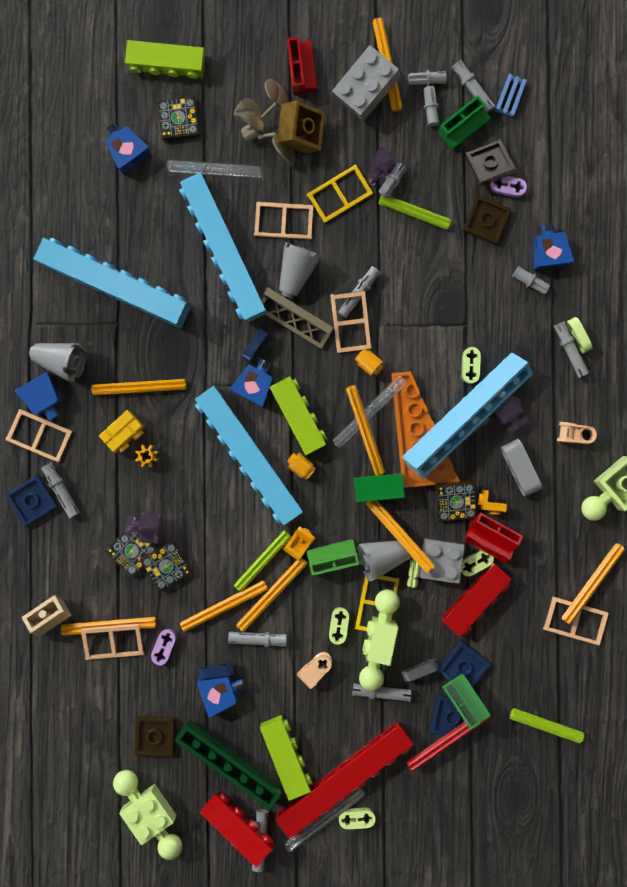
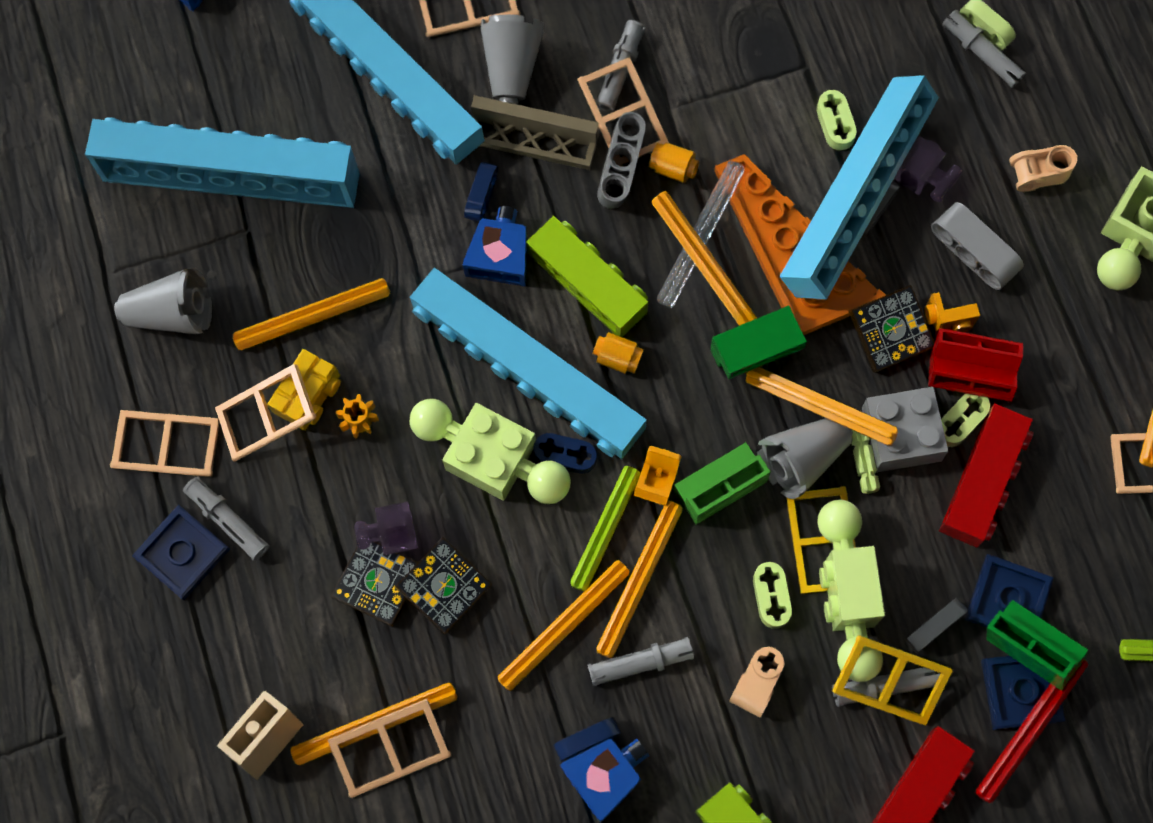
camera: 15 degrees left, 15 degrees down
(41, 396) = (151, 375): blue torso -> none
(95, 425) = (257, 391): none -> light nougat window
(159, 645) = (490, 729): lavender beam -> none
(212, 500) = (489, 451): none -> yellowish green brick
(257, 508) = (566, 445): none -> dark blue beam
(339, 362) = (621, 145): none -> light grey beam
(376, 703) = (881, 703): none -> yellow window

